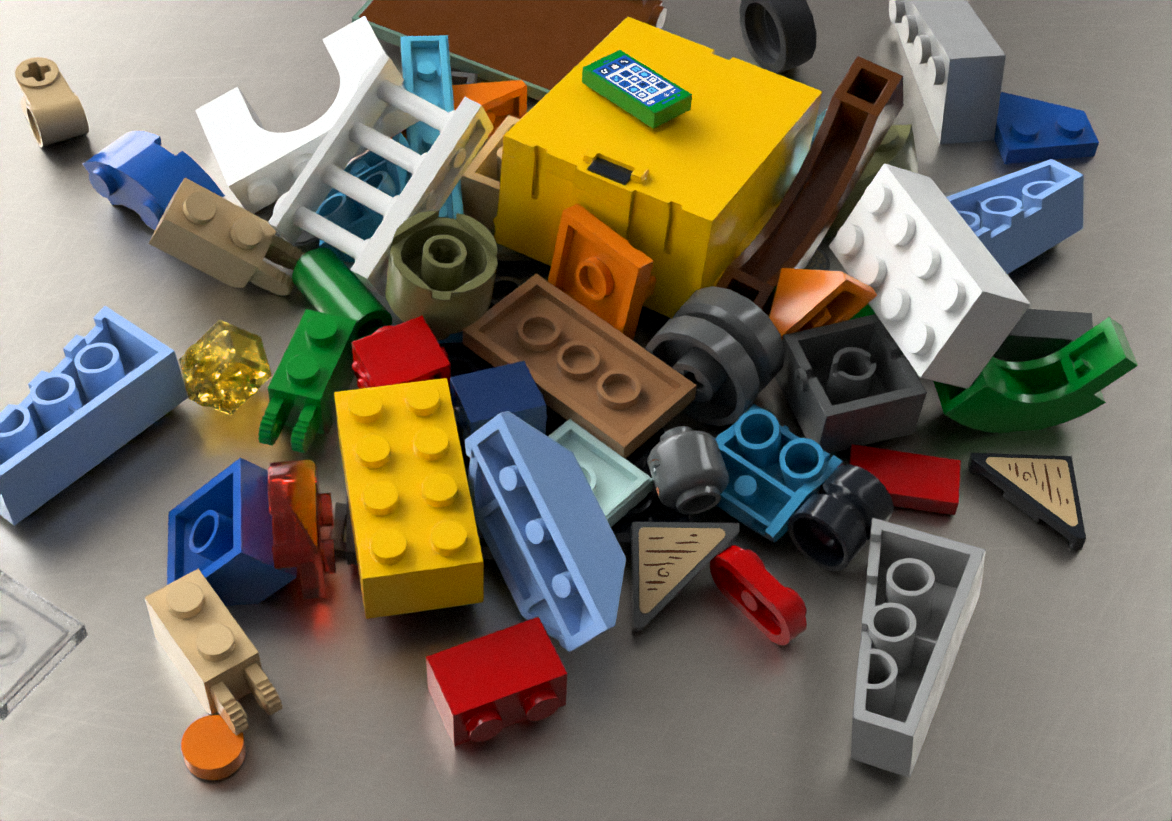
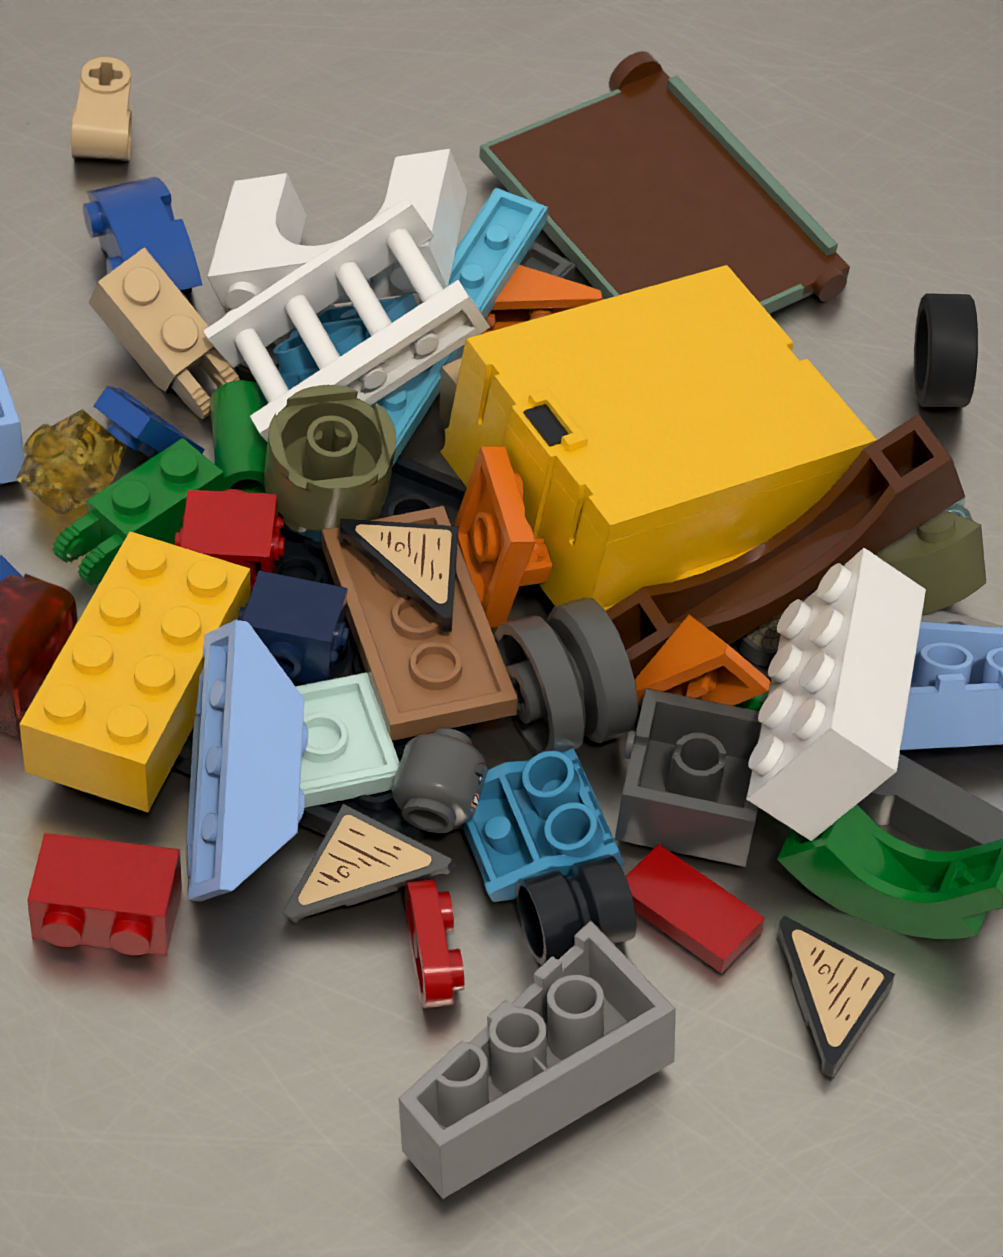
camera: 30 degrees right, 0 degrees up
(264, 316) = (137, 424): none -> blue wing
(553, 320) = (411, 559): none -> tile
(636, 88) = (649, 348): tile -> none

